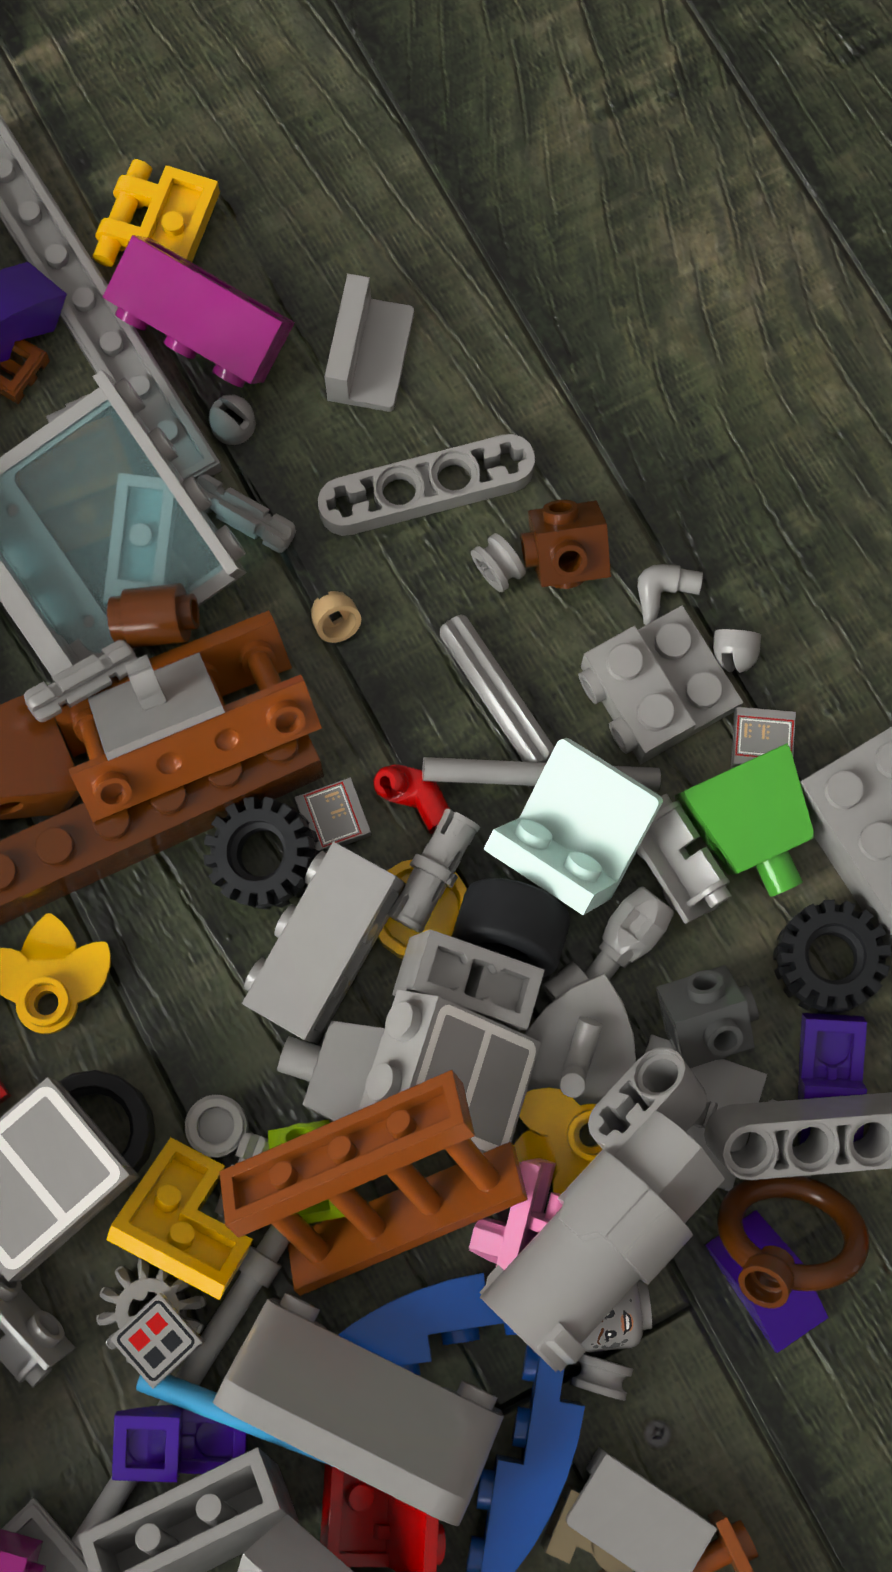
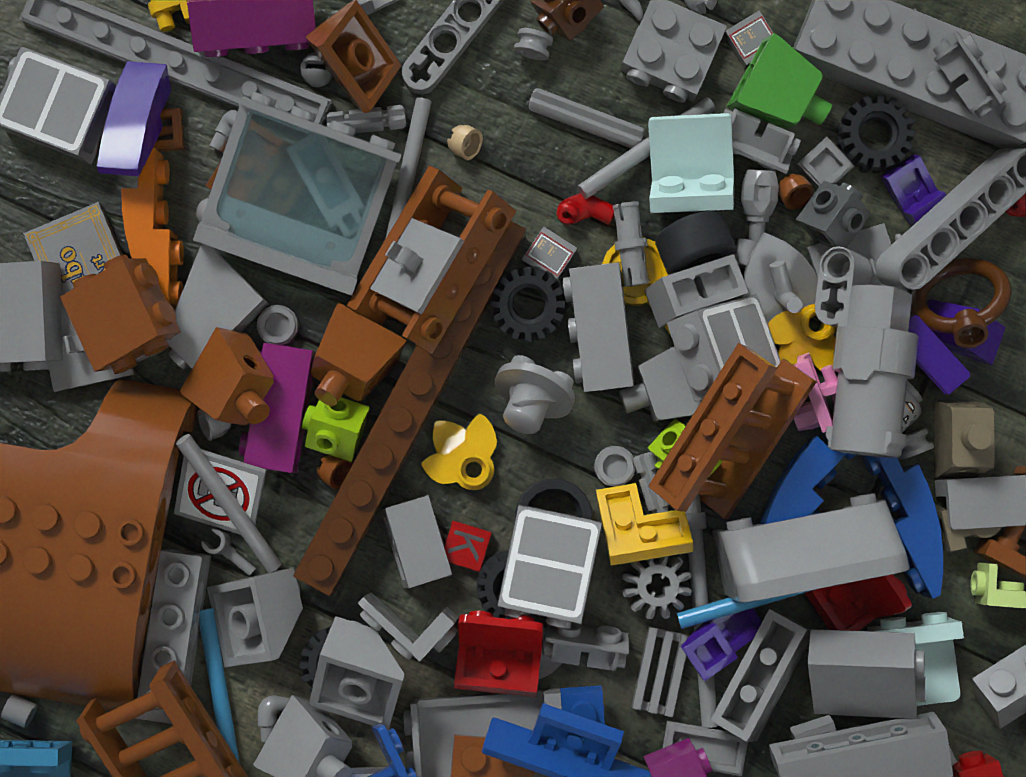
camera: 35 degrees left, 10 degrees up
(32, 1463) = (654, 706): none -> light grey tile
(79, 681) = (360, 281): light grey axle -> none
(153, 615) = (369, 216): reddish brown brick -> none
(157, 1340) = (676, 595): light grey tile -> none
(178, 962) = (533, 394): none -> light grey plate
(266, 585) = (410, 158): none -> light grey bar
(281, 428) = (355, 55): none -> dark orange slope
(668, 1417) = (963, 439): none -> dark tan torso
(681, 953) = (795, 191): none -> dark orange hinge
(704, 1282) = (936, 358): none -> dark purple slope
(745, 949) = (824, 163): none -> light grey tile

